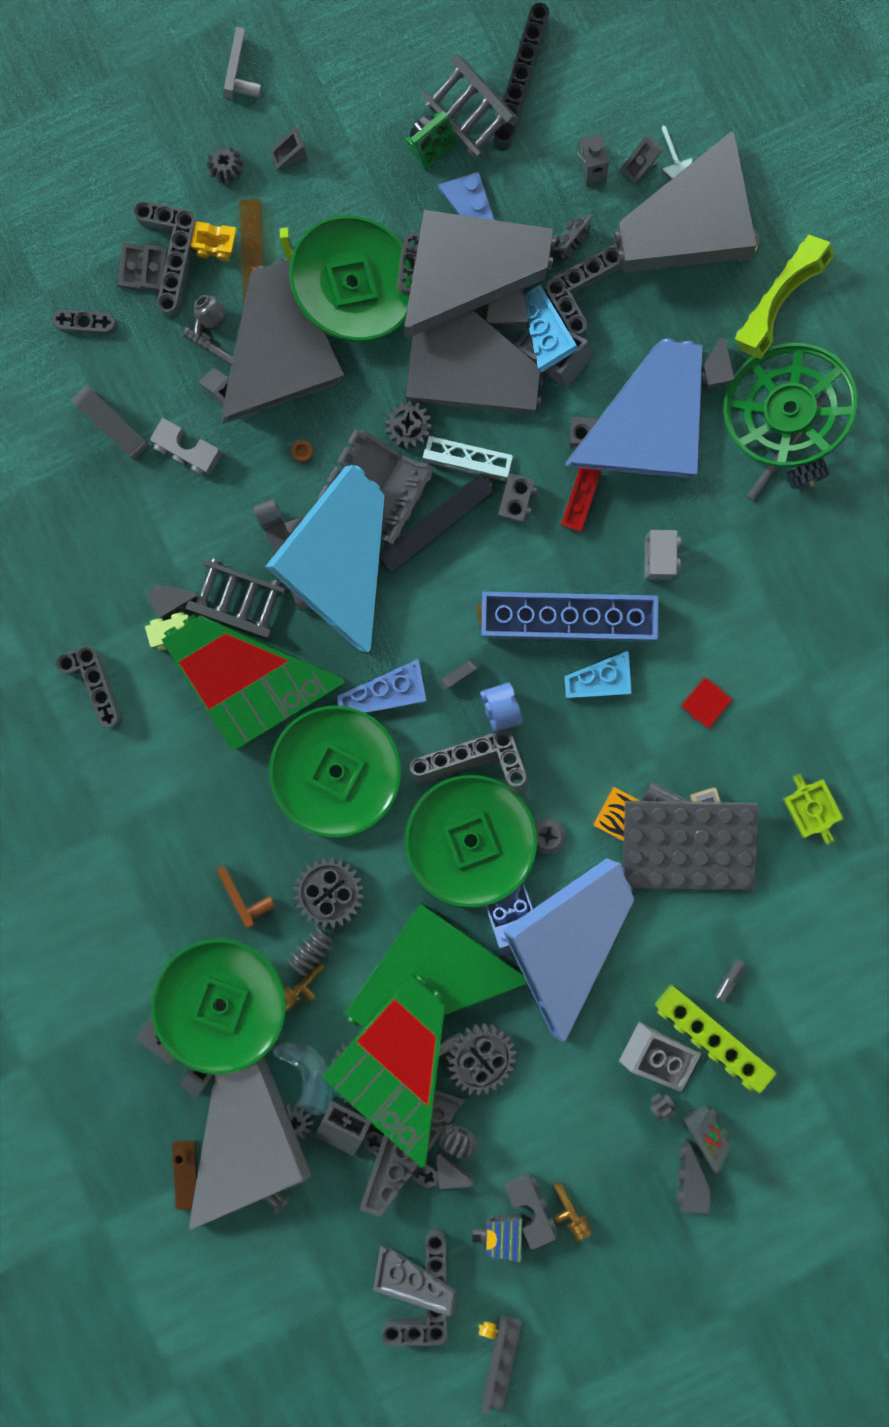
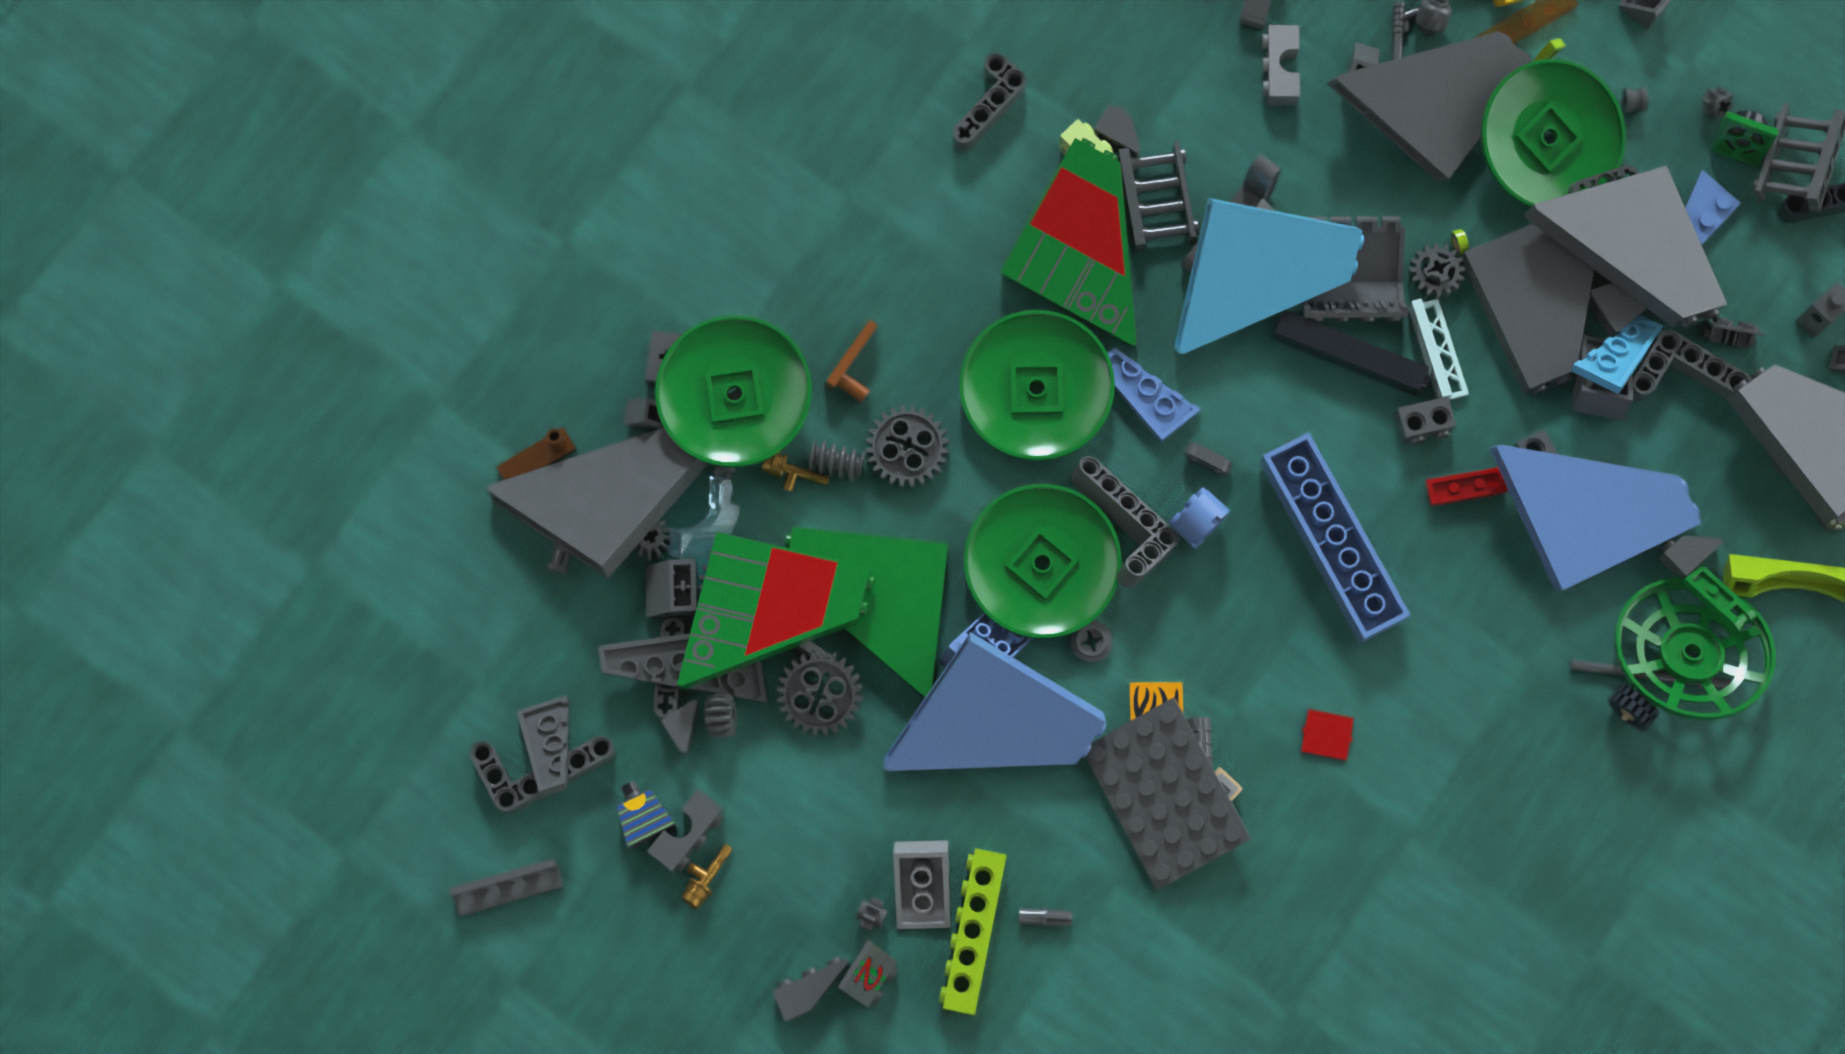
camera: 55 degrees right, 10 degrees down
(302, 451) = (1346, 182): dark orange tile -> none
(357, 201) = (1634, 100): none -> dark grey wheel
(393, 142) = (1717, 102): none -> dark grey gear
(395, 395) = (1459, 241): none -> lime tile
(488, 1330) = (536, 854): yellow plate -> none
(601, 679) = (1288, 609): medium azure wing -> none
(661, 554) = (1454, 597): light grey brick -> none
(764, 365) = (1719, 599): none -> green plate
(813, 808) = (1279, 907): lime plate -> none

